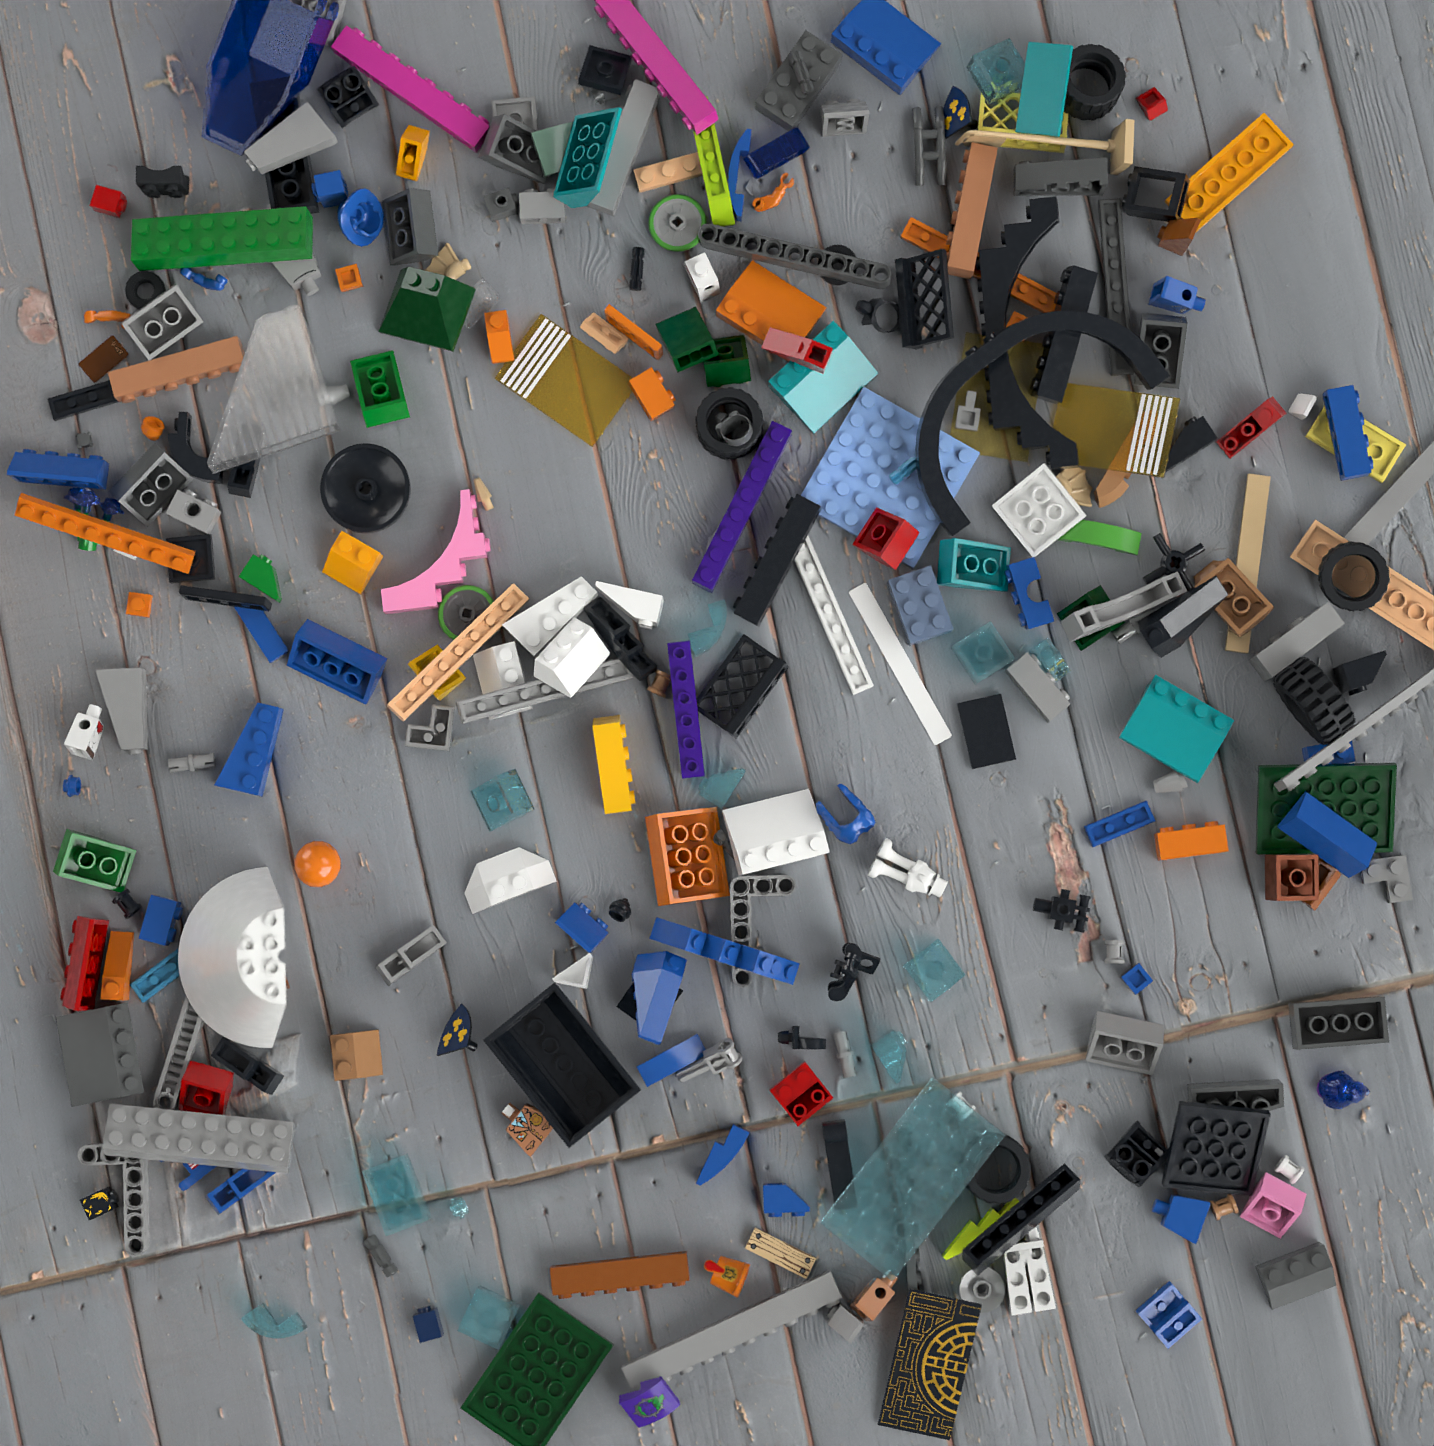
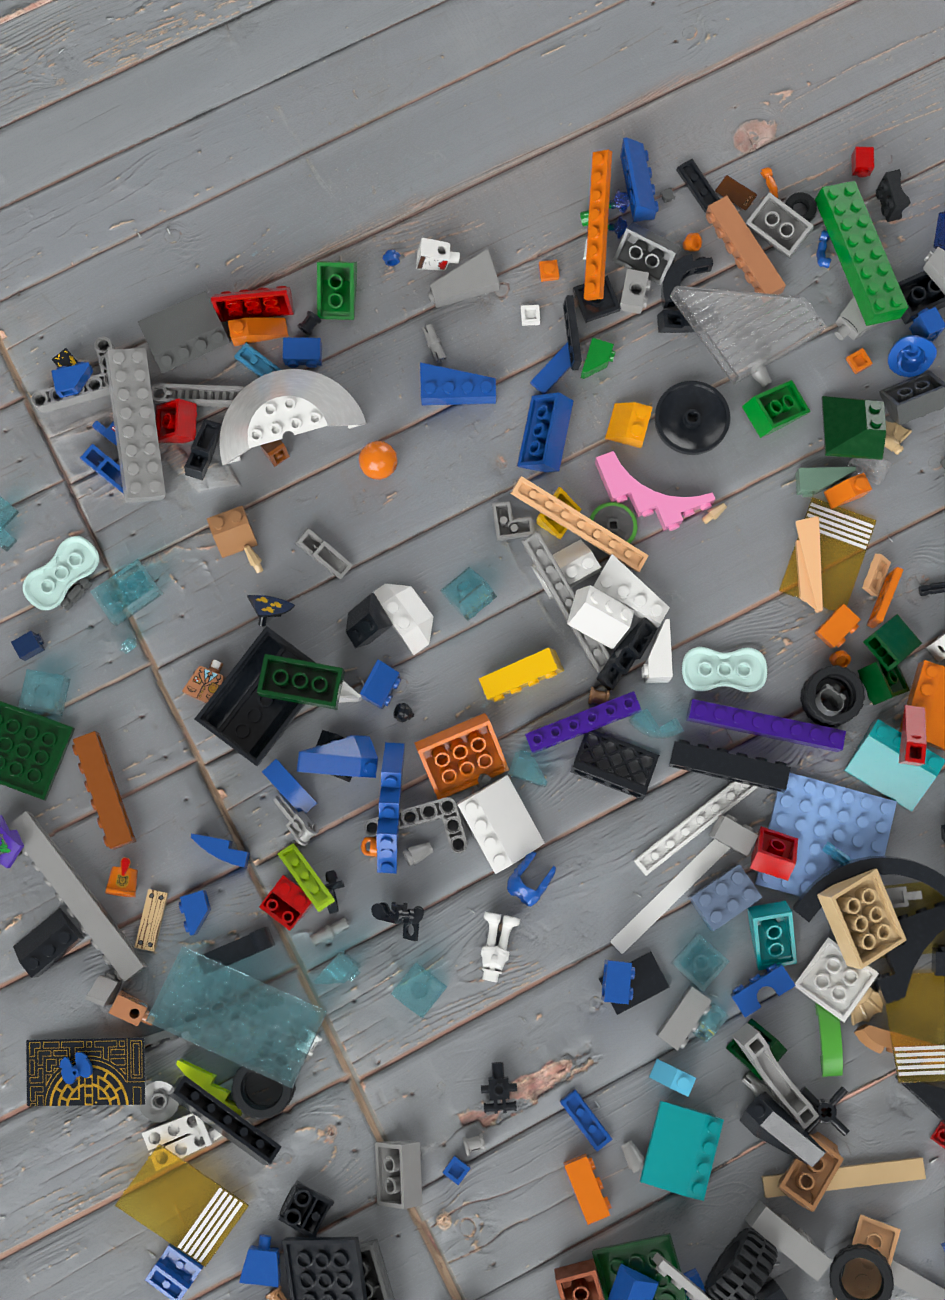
camera: 70 degrees right, 5 degrees down
(123, 1202) = (71, 379): none -> blue slope
(188, 641) = (530, 315): none -> white tile
(360, 1282) = (49, 584): none -> light aqua plate
(395, 1037) = (253, 558): none -> tan bar
(476, 367) = (814, 480): none -> sand green slope
(505, 924) = (367, 621): none -> black slope
(560, 1015) = (300, 681): none -> dark green brick
(570, 404) = (809, 562): none -> light nougat wedge
(662, 550) = (709, 669): none -> light aqua plate
(689, 402) = (840, 658): none -> orange tile
(763, 980) = (373, 846): none -> orange tile
(776, 1377) = (47, 943): none -> black slope
(778, 1065) = (306, 877): none -> lime plate
(783, 934) = (417, 853): none -> light grey cone
(854, 576) = (733, 834): none -> light grey brick
(924, 1365) = (82, 1068): none -> blue piece
(981, 464) = (862, 918): none -> tan slope
(981, 749) = (617, 981): none -> blue brick
(1097, 717) = (672, 1077): none -> medium azure slope
(1099, 1288) = (182, 1205): none -> clear yellow piece

